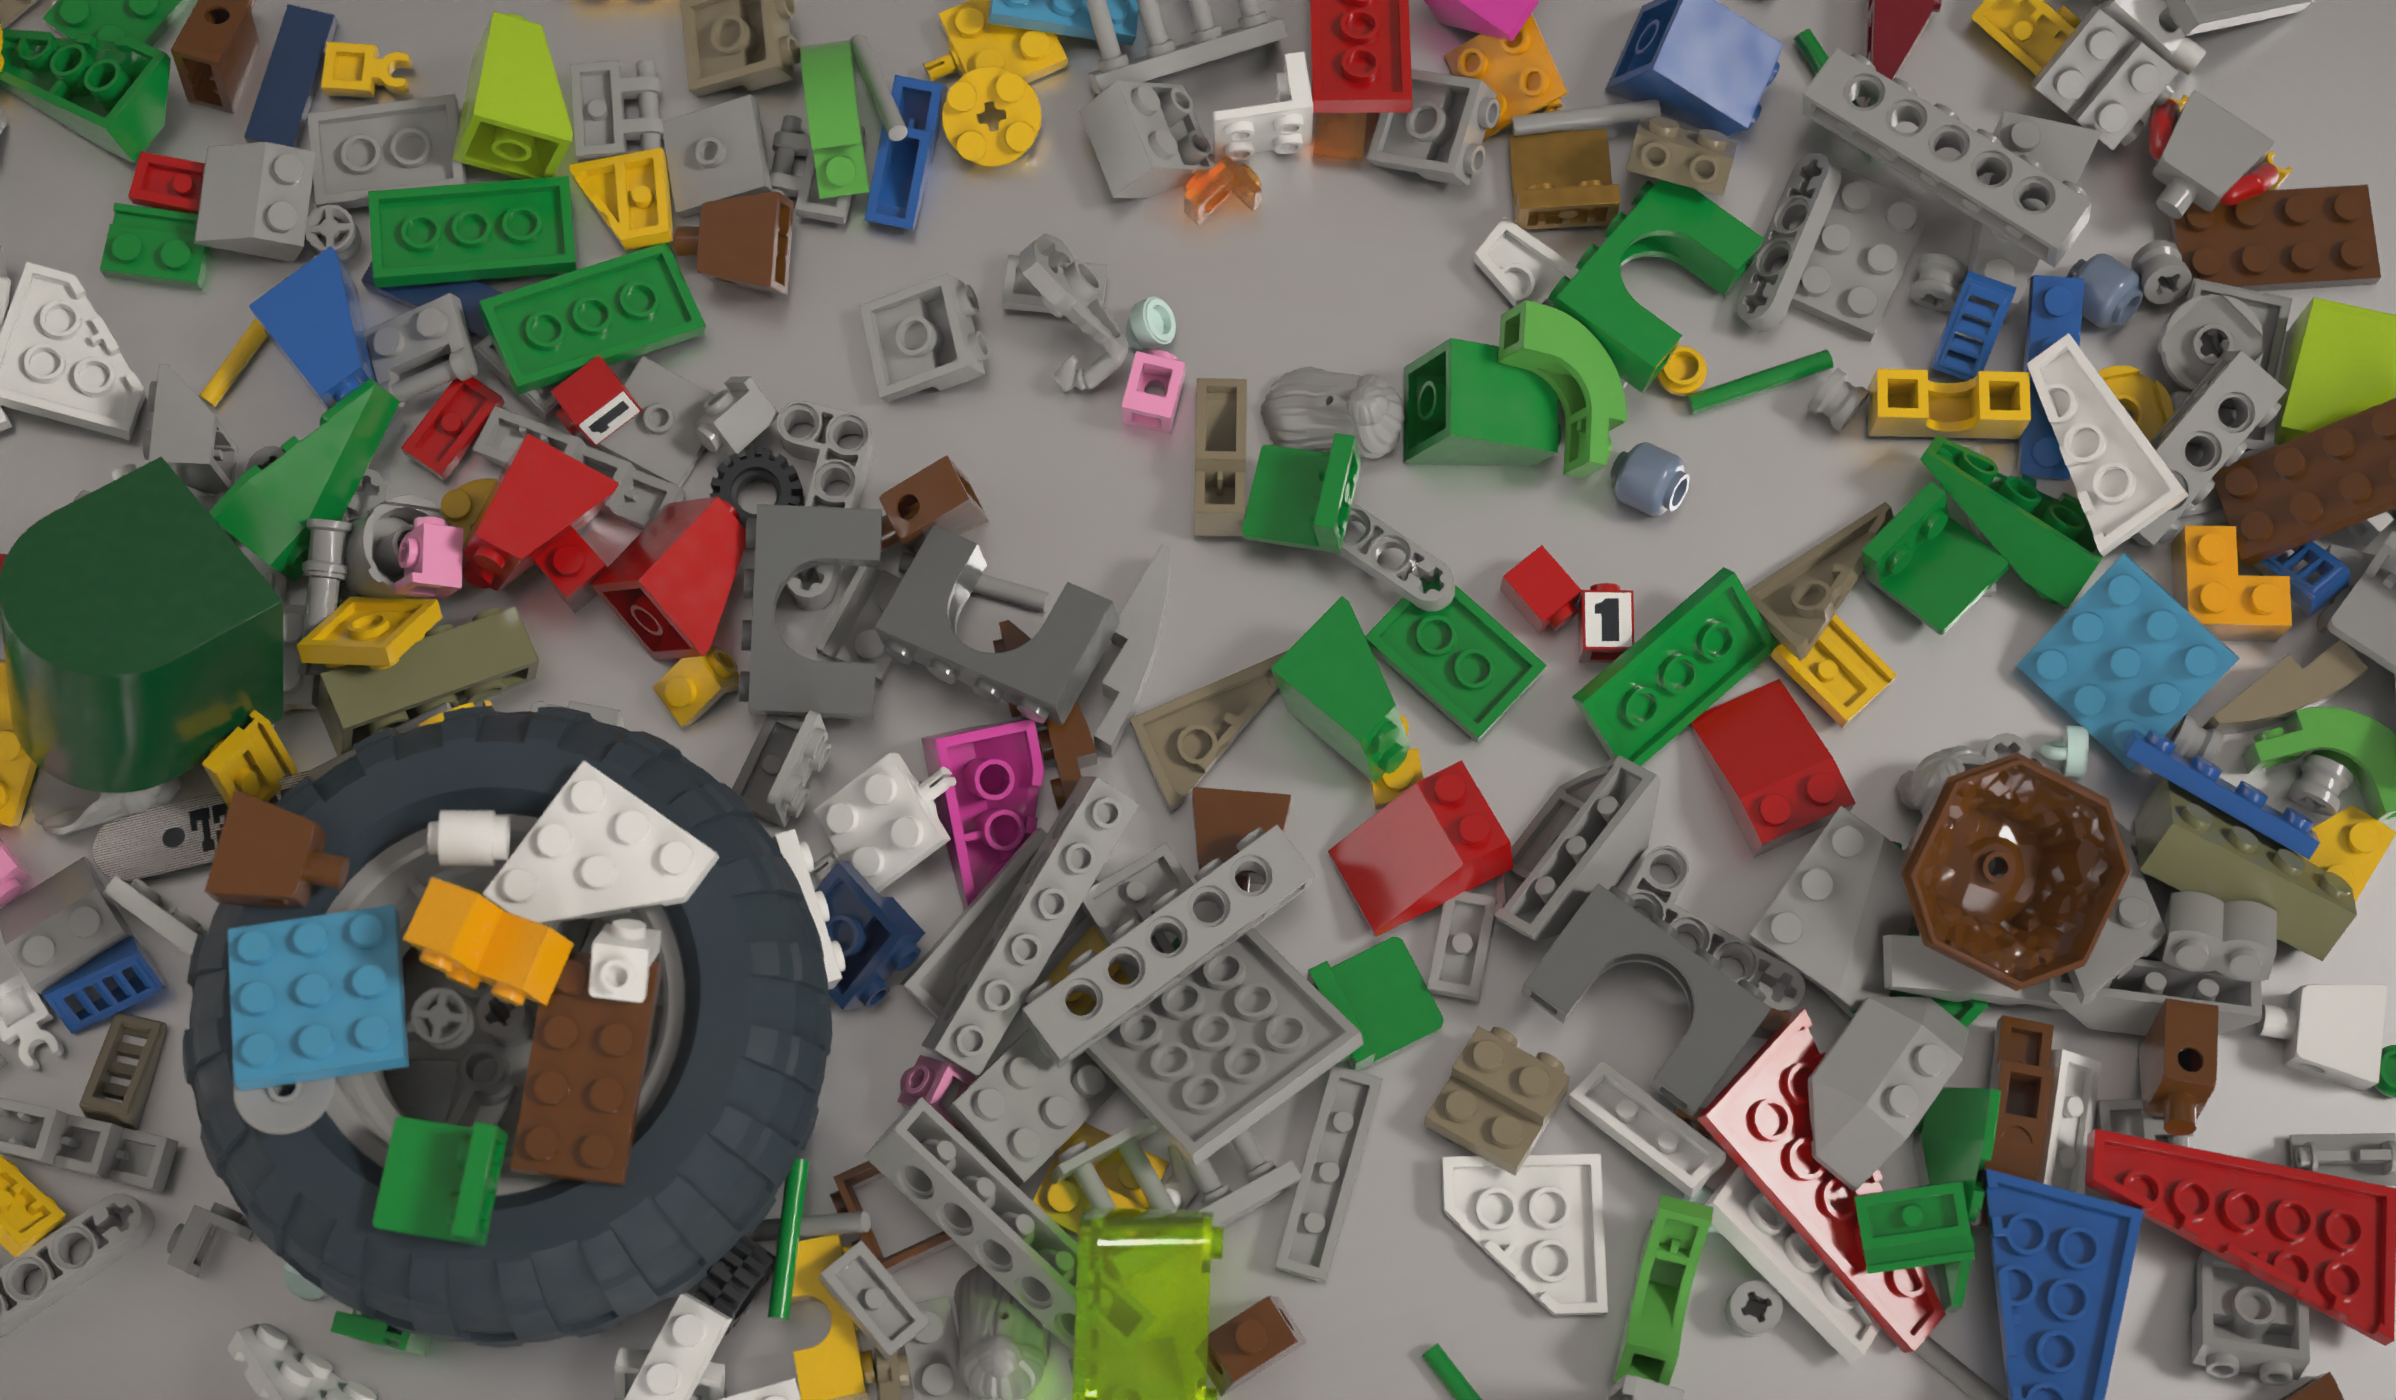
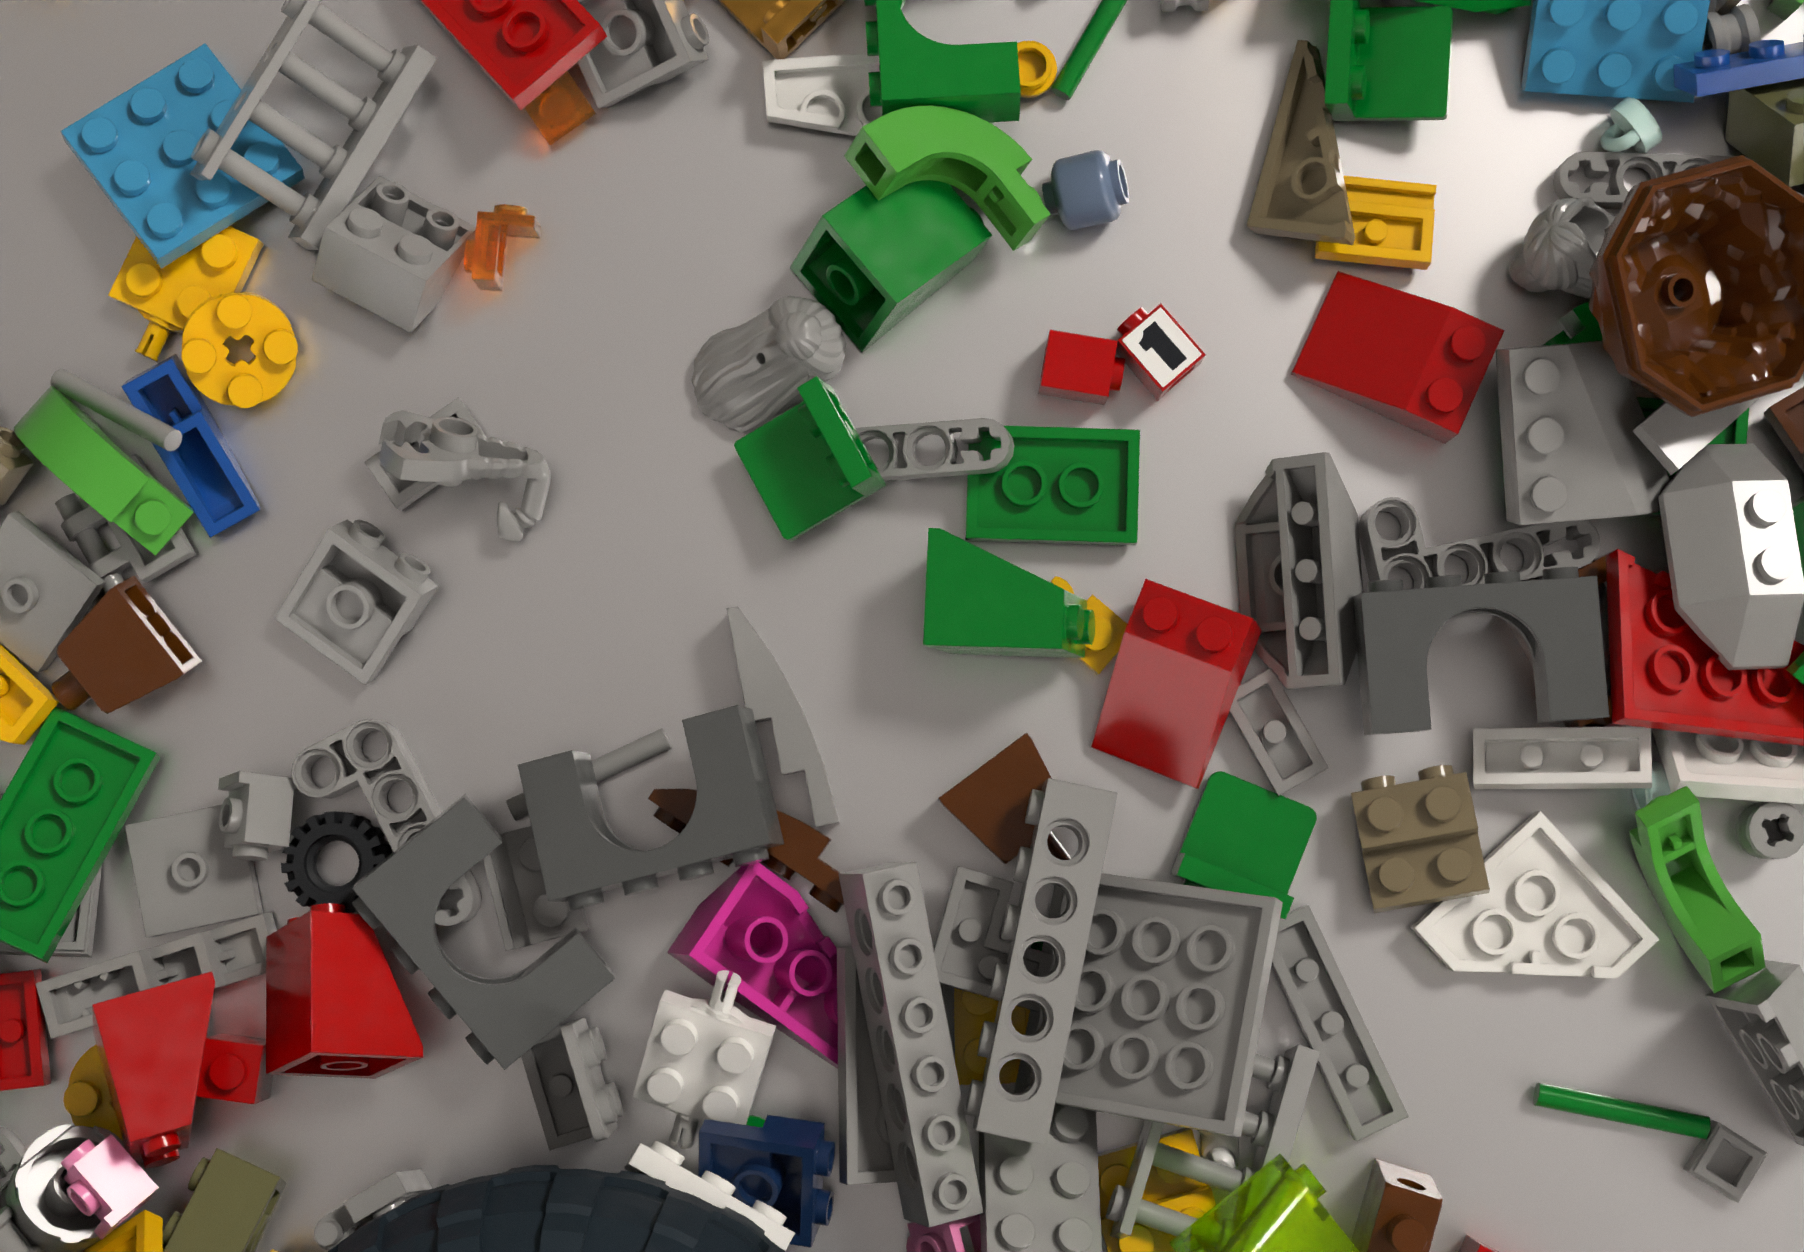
camera: 40 degrees left, 10 degrees up
(594, 402) = (121, 906): red brick -> none
(697, 684) = (435, 1080): yellow bracket -> none
(931, 497) = (506, 731): reddish brown torso -> none
(1150, 324) = (542, 417): light aqua tile -> none
(1150, 410) = (582, 453): bright pink brick -> none
(1197, 728) = (891, 744): dark tan wing -> none
(1220, 457) = (704, 483): dark tan slope -> none
(1271, 126) = (502, 145): white bracket -> none
(1676, 670) = (1254, 342): green plate -> none

